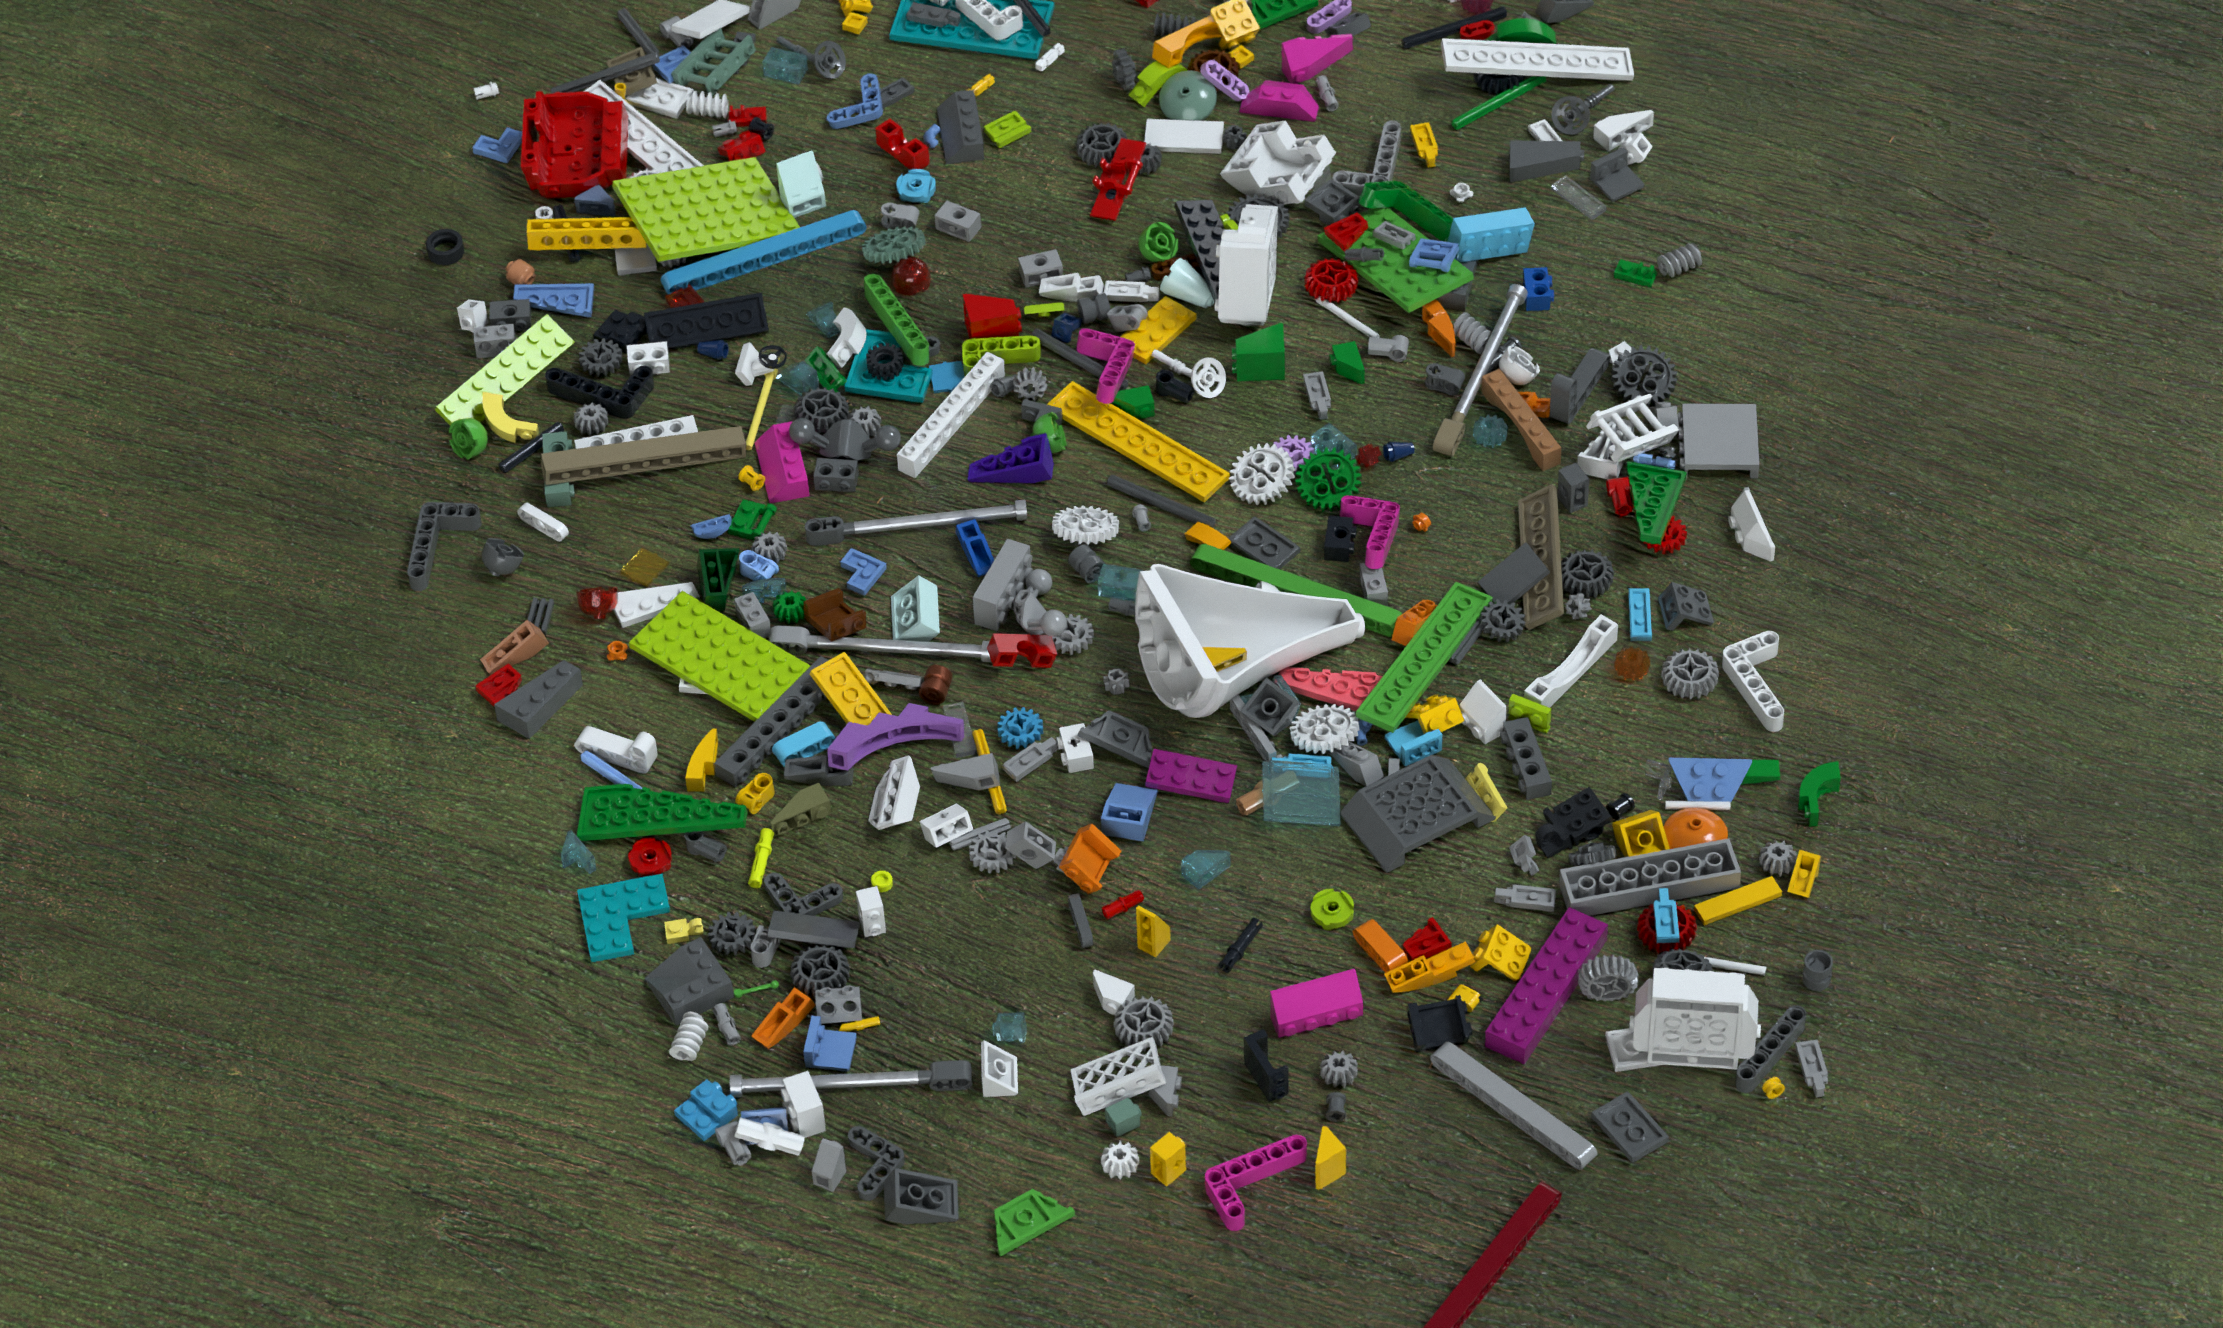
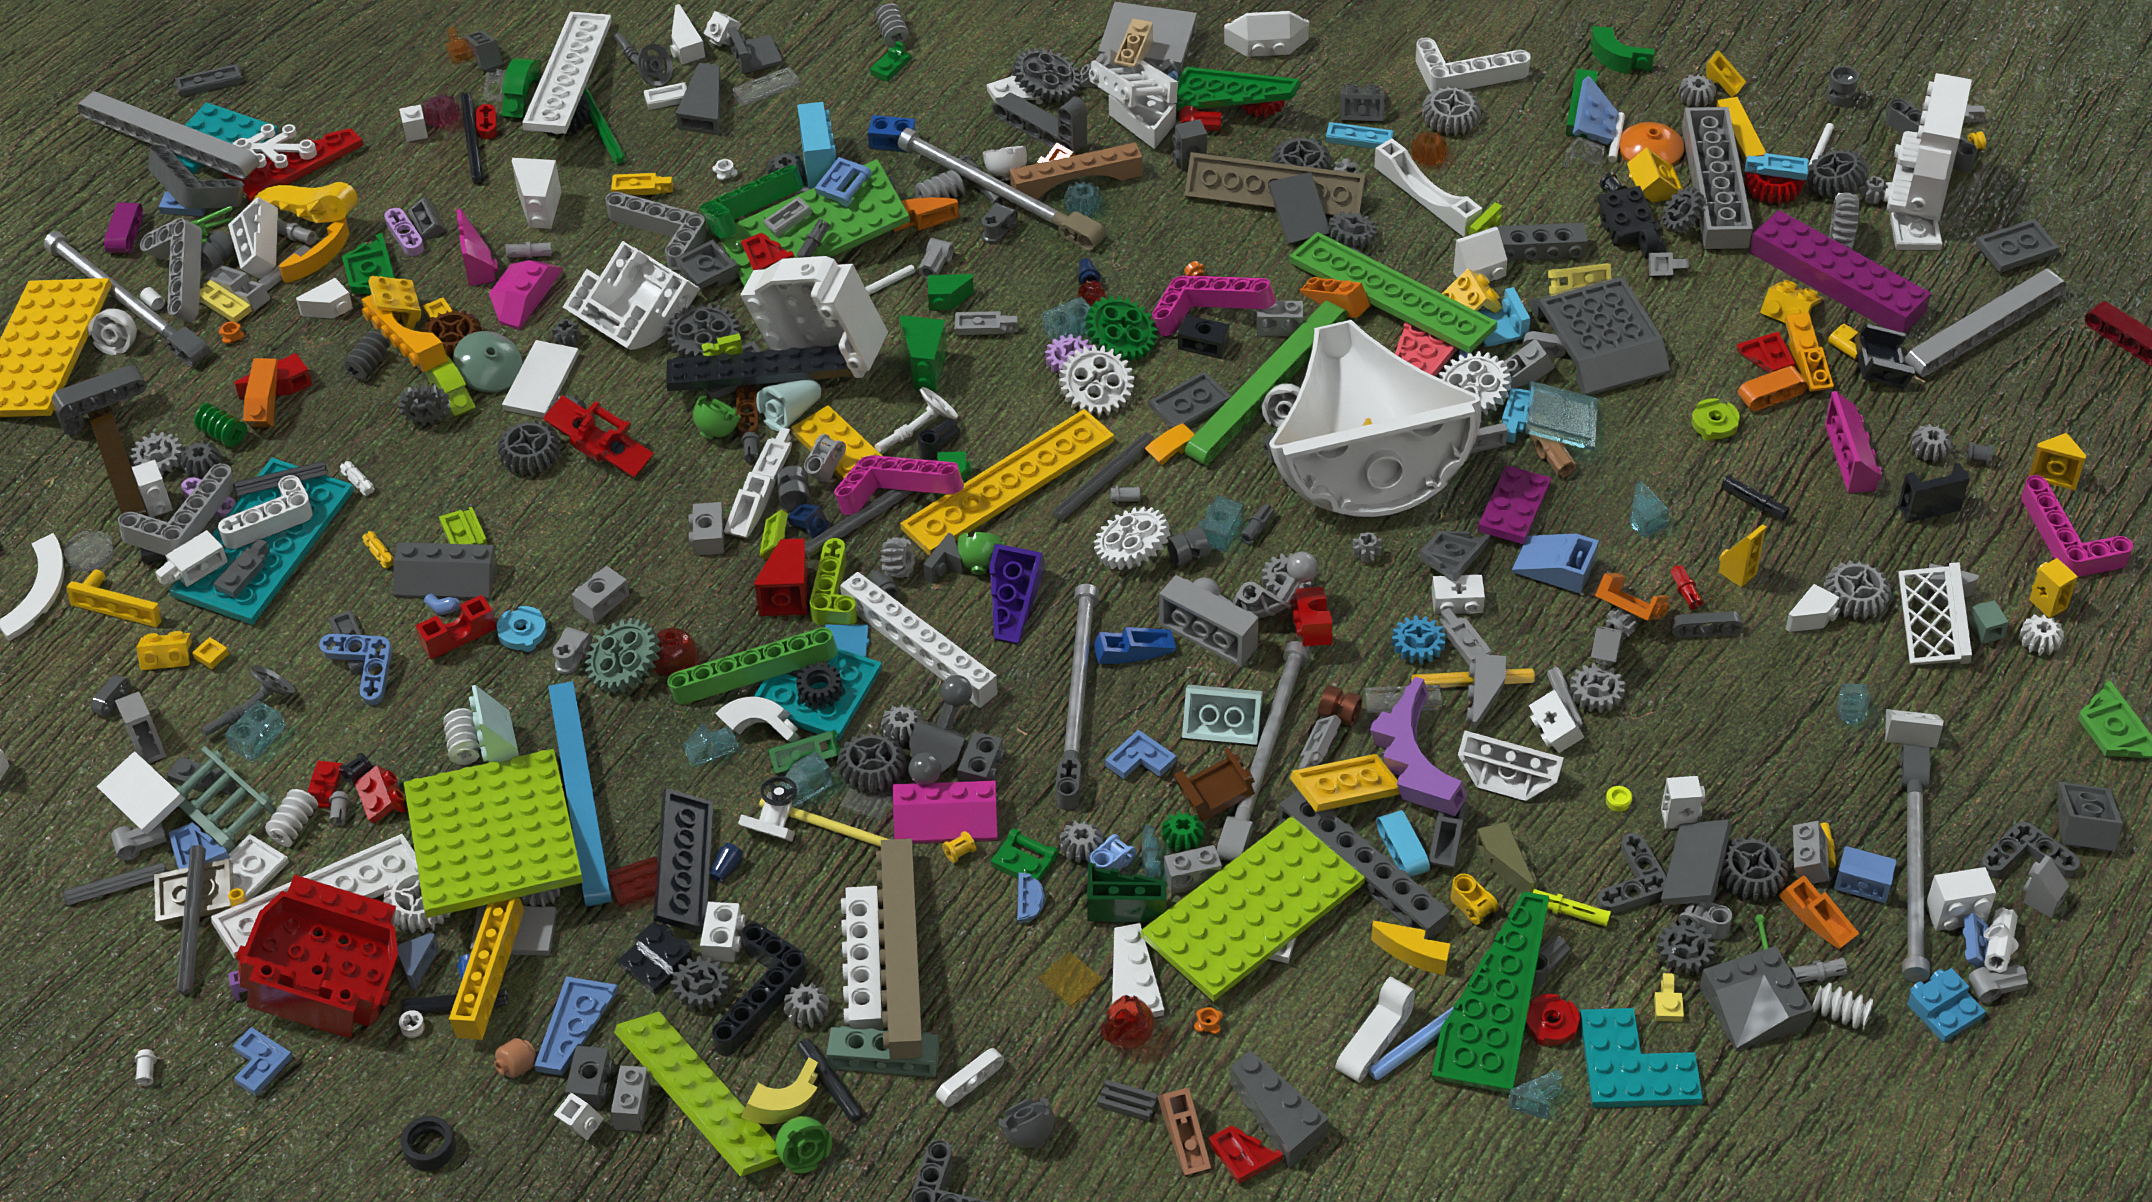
camera: 80 degrees left, 0 degrees up
(1216, 79) = (484, 320): lavender beam -> none
(1384, 77) = (538, 190): none -> white slope
(1526, 897) = (1721, 271): light grey hinge -> none
(1682, 421) = (1135, 43): none -> tan slope

